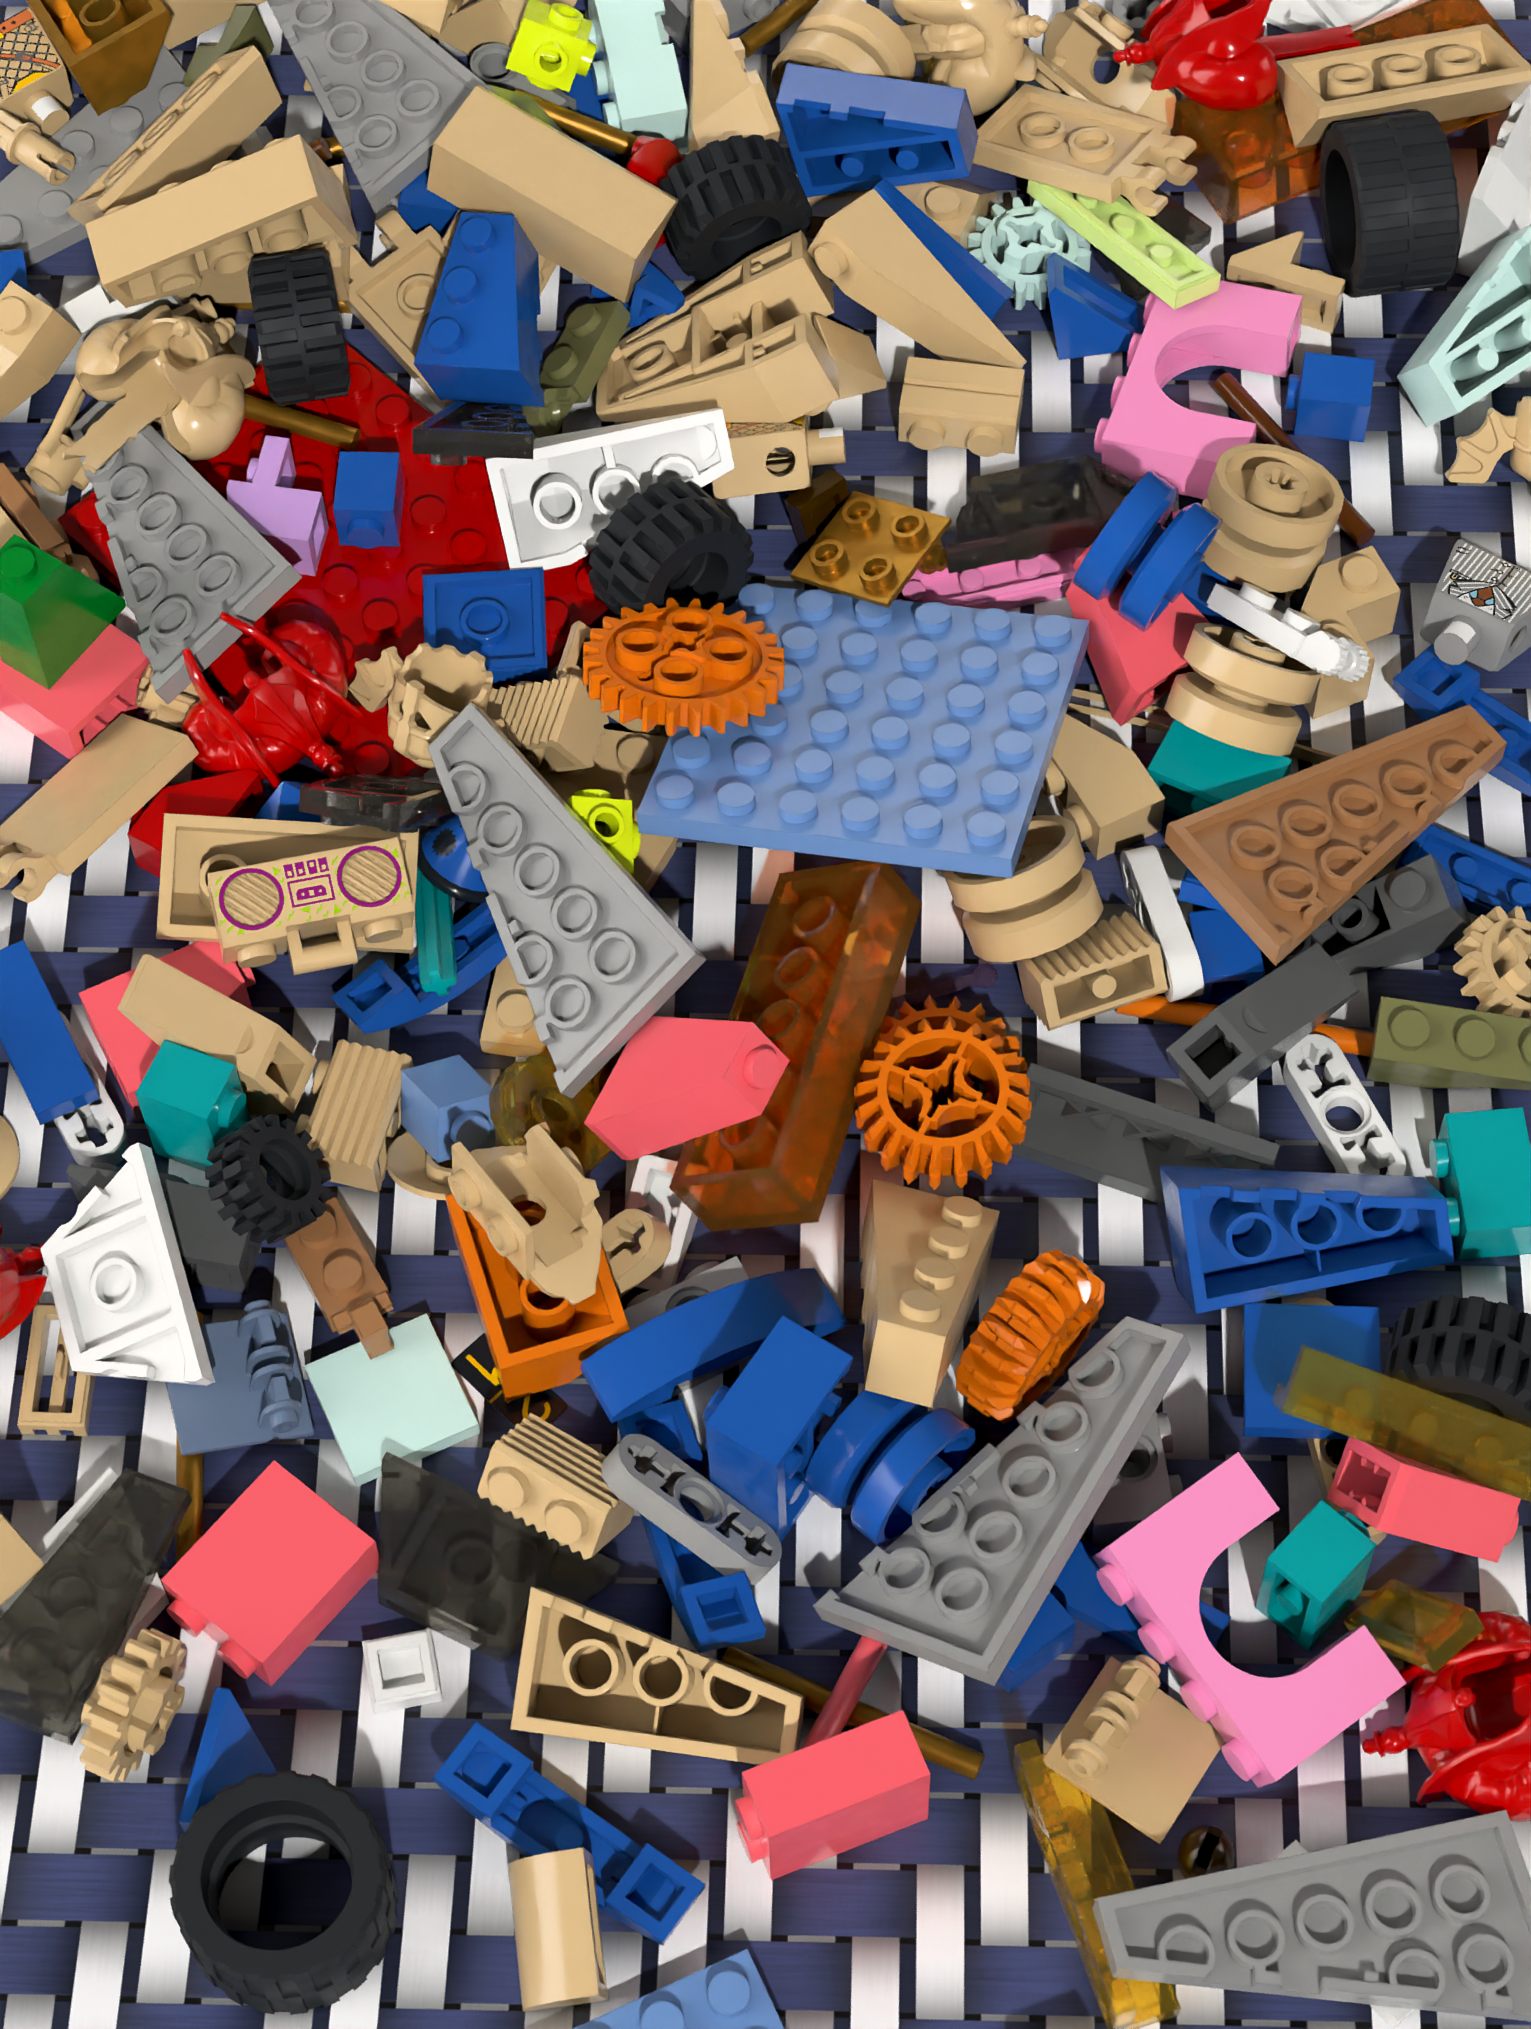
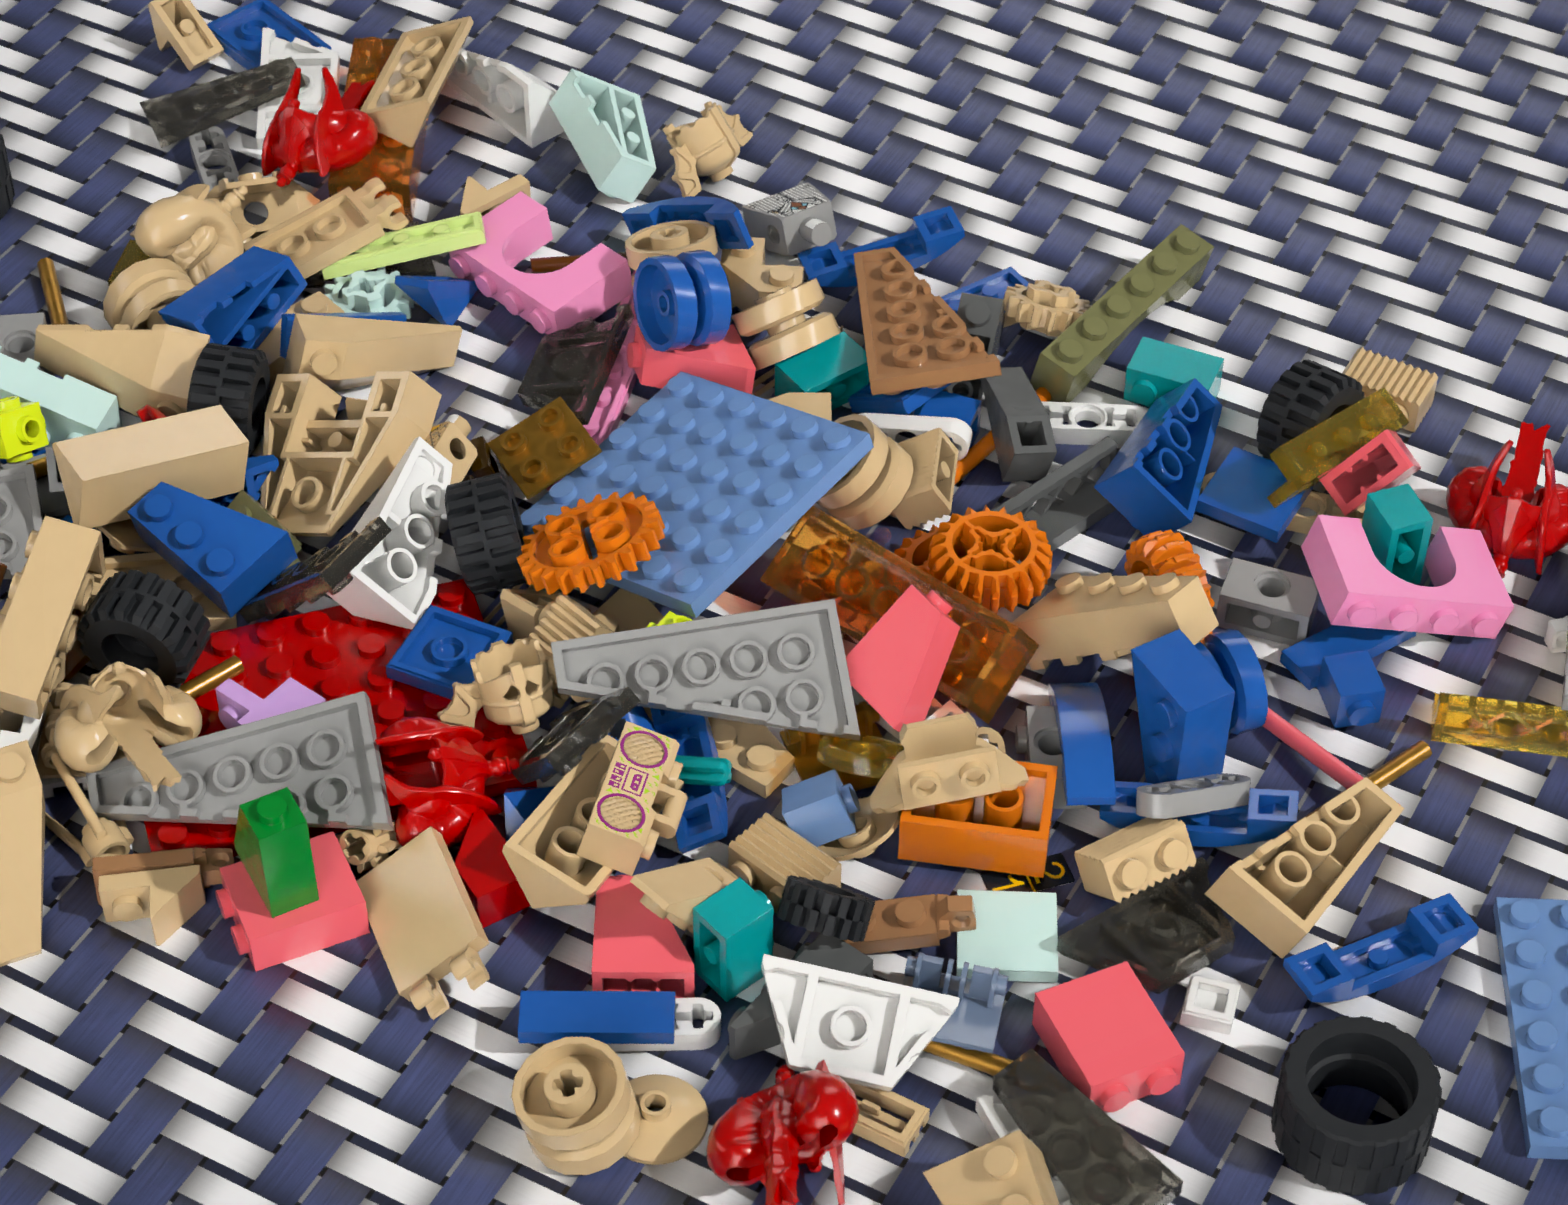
camera: 65 degrees left, 15 degrees down
(132, 1705) = (1180, 1132): tan gear -> none
(225, 1754) = (1236, 1120): blue slope -> none
(369, 499) = (304, 659): blue brick -> none
(557, 1930) = (1446, 978): tan brick -> none
(833, 1796) = (1431, 799): coral brick -> none
(961, 406) = (464, 372): tan brick -> none
(1008, 1521) = (1312, 664): light grey wing -> none
(1134, 1747) = (1450, 665): tan hinge -> none
(1191, 1844) = (1530, 672): dark brown hinge -> none
(1290, 632) = (775, 277): white hinge -> none
(1331, 396) = (589, 220): blue brick -> none
(1365, 502) = (722, 214): none -> blue slope
(1389, 203) = (508, 97): black tyre -> none
(1416, 1624) = (1456, 503): clear yellow tile -> none

